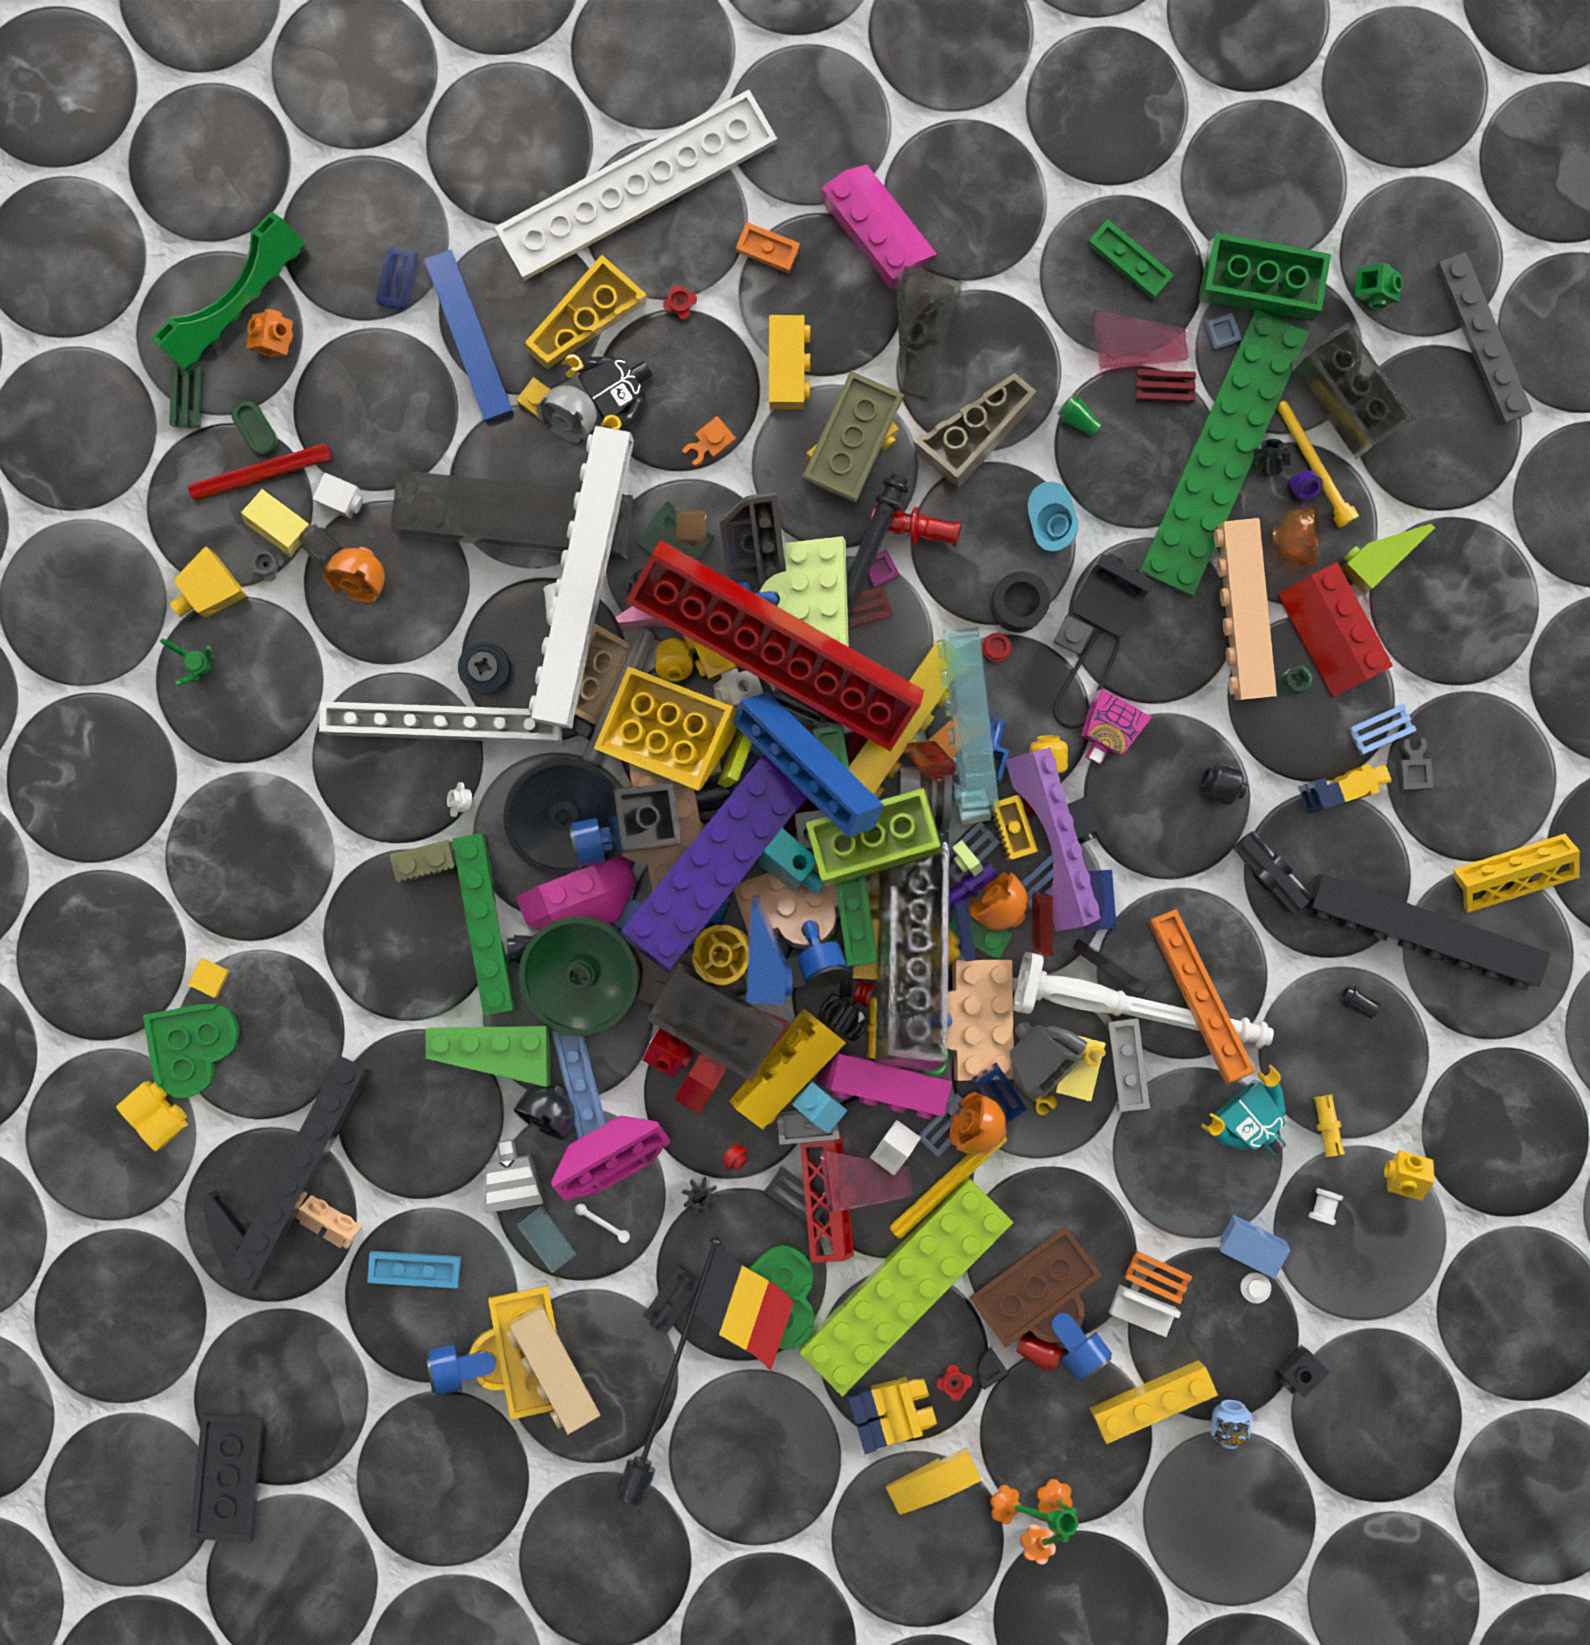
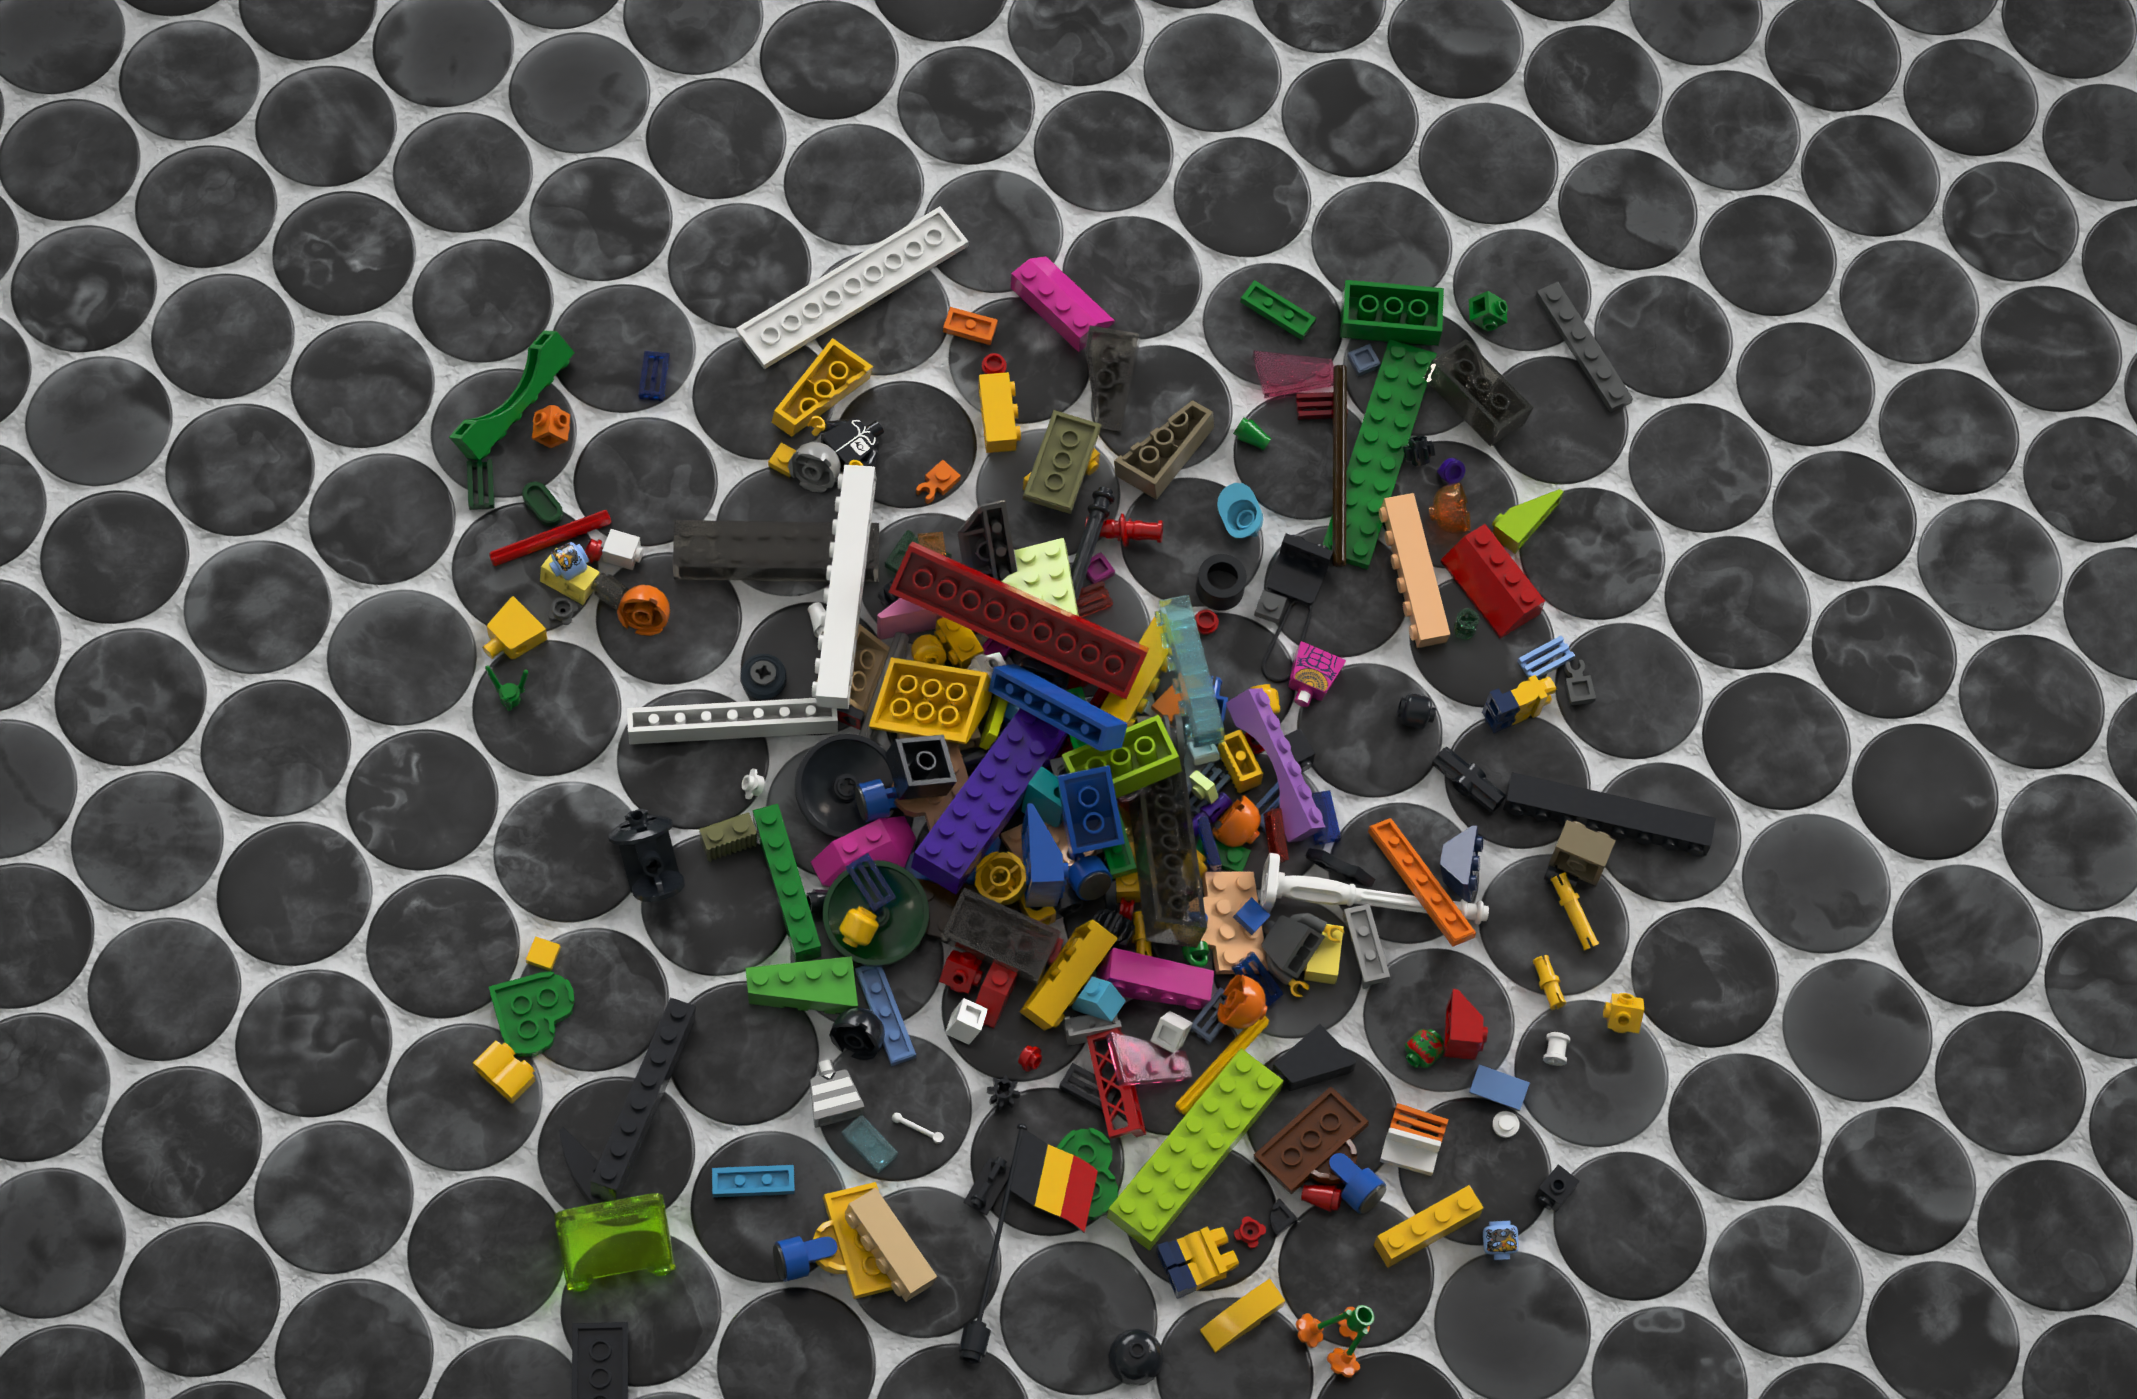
camera: 10 degrees left, 20 degrees down
(255, 1330) = (614, 1239): none -> clear neon green windscreen
(270, 512) = (569, 561): none -> head
(305, 495) = (594, 550): none -> red plate
(318, 1214) = (680, 1152): light nougat hinge -> none
(331, 882) = (648, 856): none -> black piece
(468, 335) = (721, 416): tile -> none
(556, 994) = (859, 927): none -> yellow head
(573, 916) = (882, 901): none -> clear blue tile
(608, 1156) = (921, 1061): dark pink wedge -> none
(668, 1111) = (966, 1021): none -> white brick
(678, 293) = (904, 369): red plate -> none
(790, 300) = (993, 364): none -> red plate
(811, 1512) = (1135, 1357): none -> black cylinder
(829, 901) = (1090, 810): none -> blue slope
(931, 759) = (1161, 706): clear red plate -> none
(1002, 1019) = (1251, 916): none -> blue tile
(1048, 1193) = (1313, 1060): none -> black slope
(1176, 468) = (1339, 465): none -> dark brown axle
(1176, 1191) = (1424, 1048): none -> green head
(1223, 1179) = (1463, 1028): none -> red slope
(1249, 977) = (1461, 861): none -> slope
(1252, 1116) = (1483, 976): teal torso -> none
(1343, 512) = (1487, 490): yellow piece -> none
(1367, 1034) = (1574, 911): none -> yellow pin
(1391, 980) = (1582, 852): none -> dark tan brick
(1519, 867) = (1674, 755): yellow fence -> none

